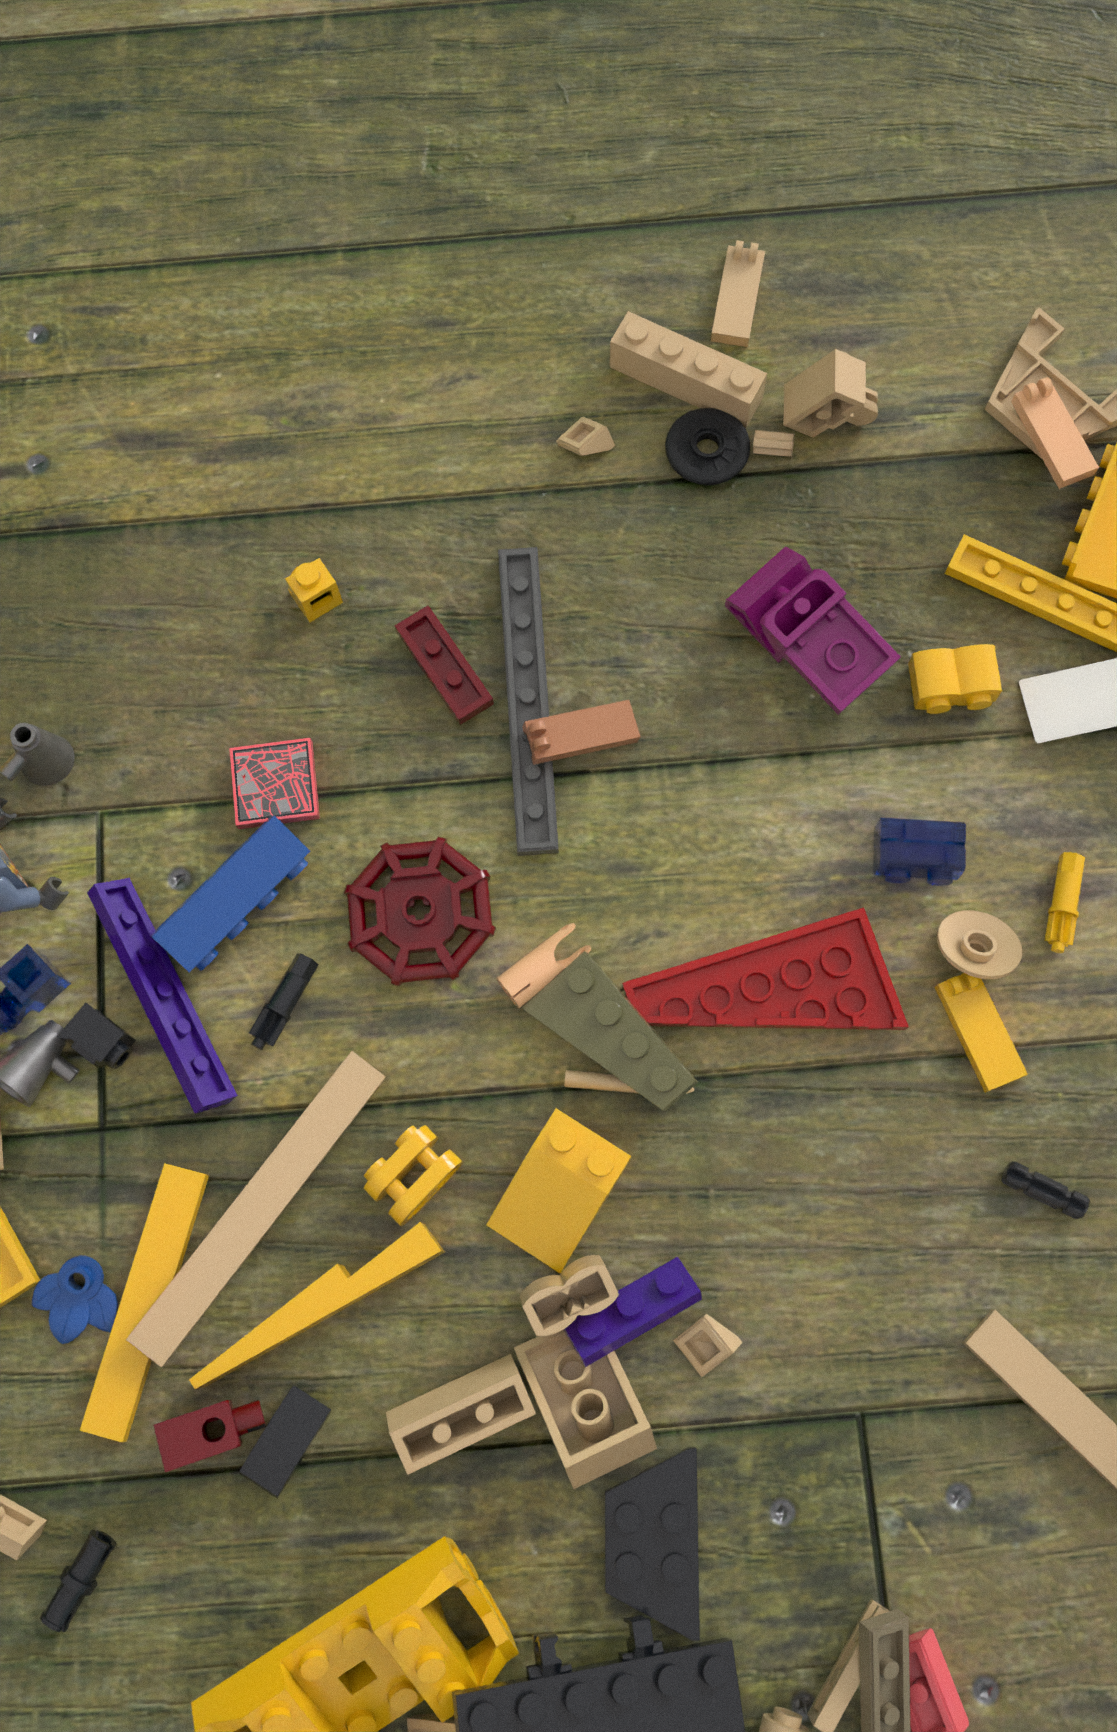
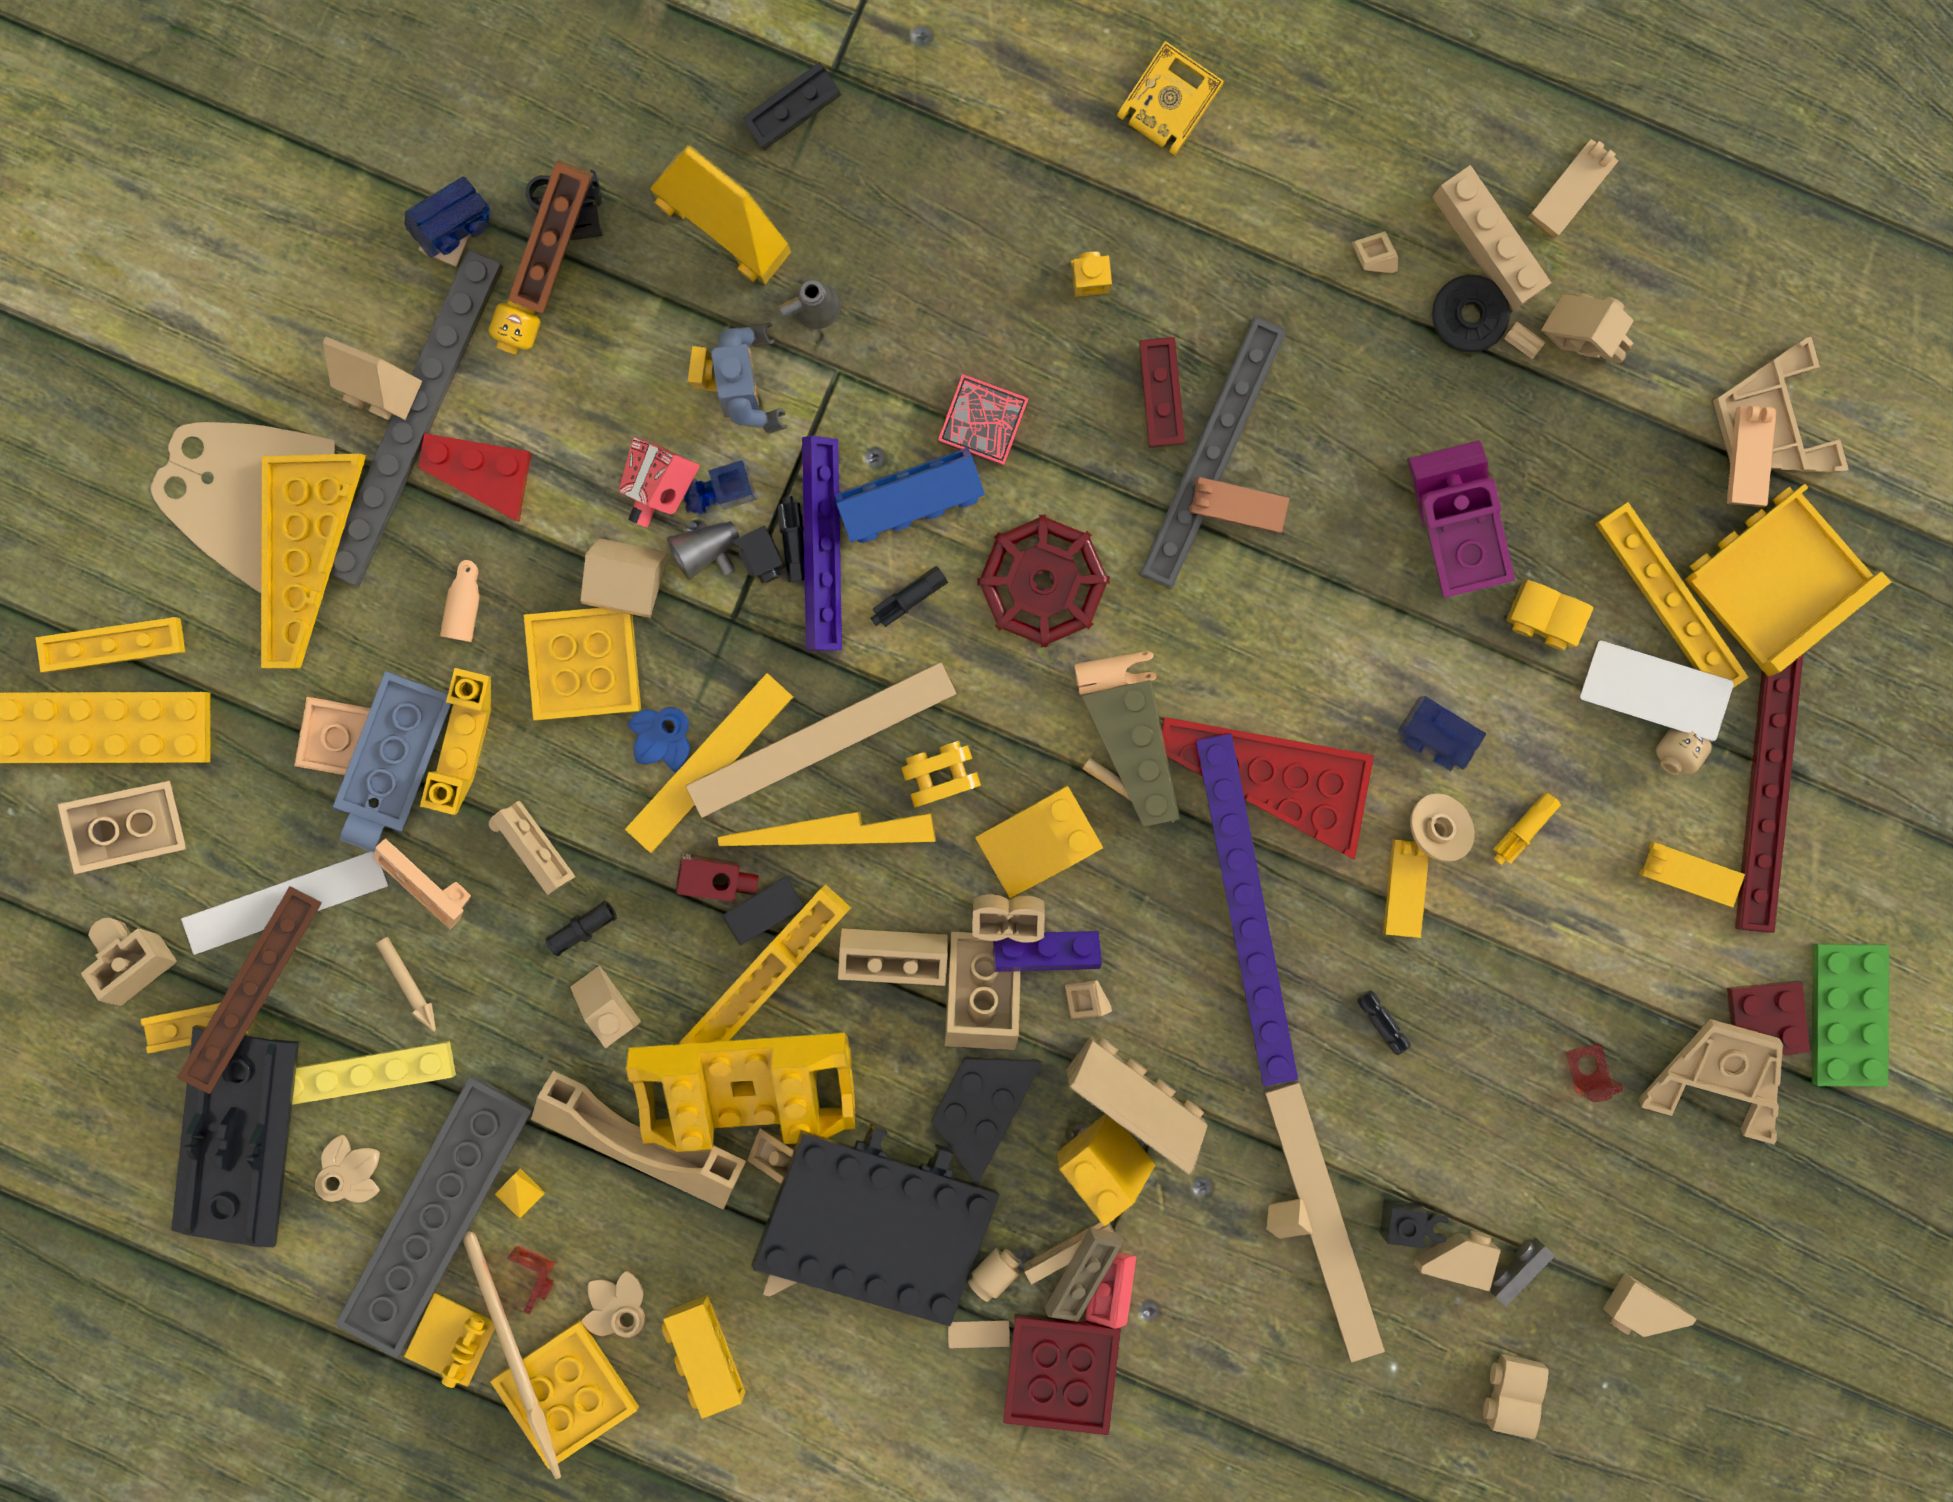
camera: 30 degrees right, 15 degrees up
(126, 1002) = (792, 536): none -> black piece
(148, 1667) = (603, 1007): none -> tan slope
(306, 403) = (1166, 102): none -> yellow container
(326, 1506) = (770, 968): none -> yellow slope
(830, 1149) = (1246, 909): none -> dark purple plate
(831, 1432) = (1138, 1102): none -> tan slope
(837, 1534) = (1106, 1167): none -> yellow slope
(1078, 1480) = (1288, 1219): none -> tan slope

